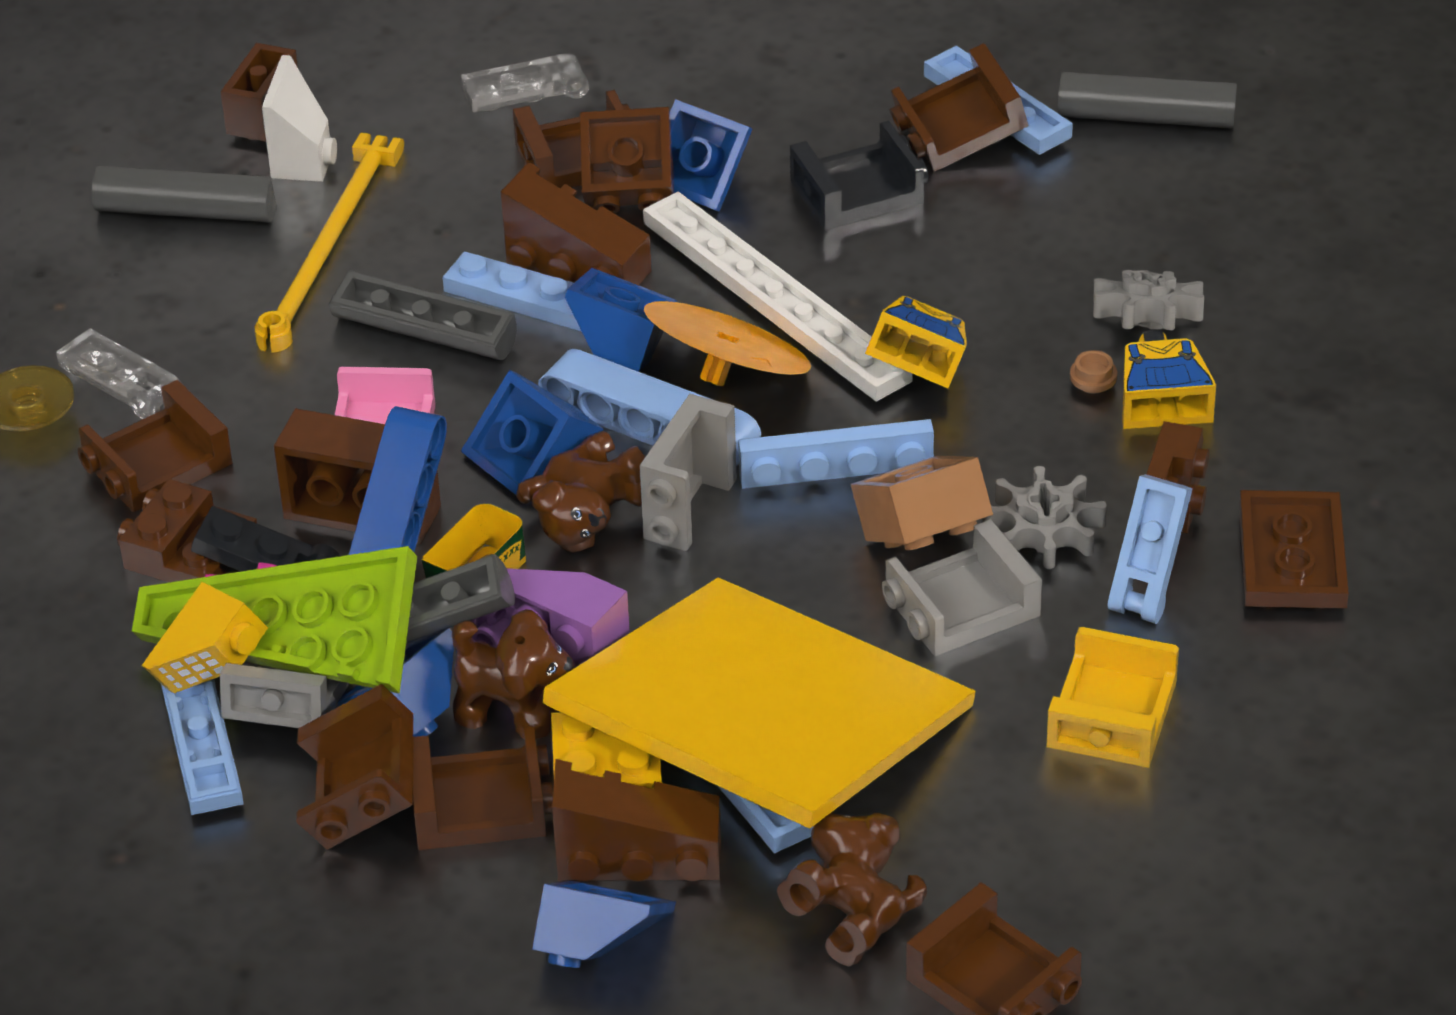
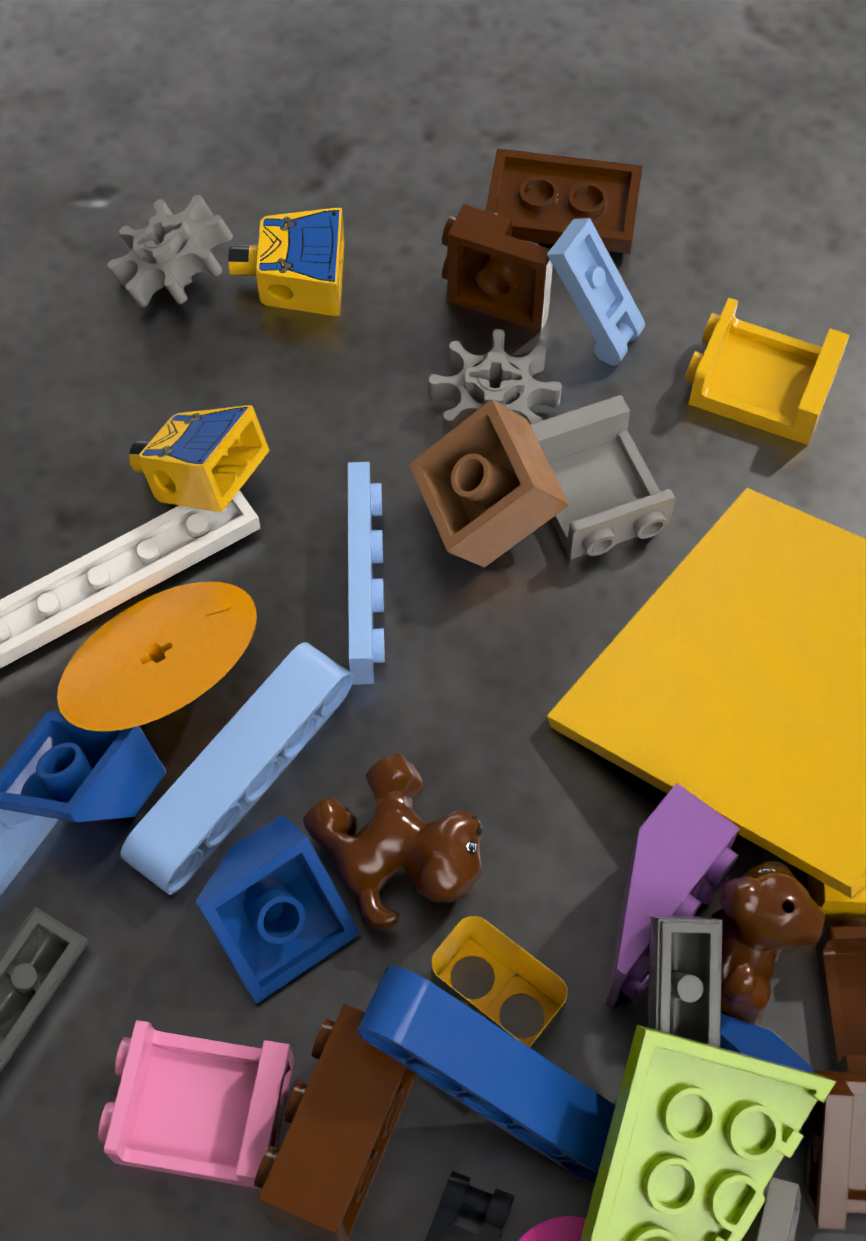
camera: 85 degrees left, 20 degrees up
(690, 452) = (387, 726): light grey panel -> none
(1093, 372) = (261, 321): medium nougat plate -> none

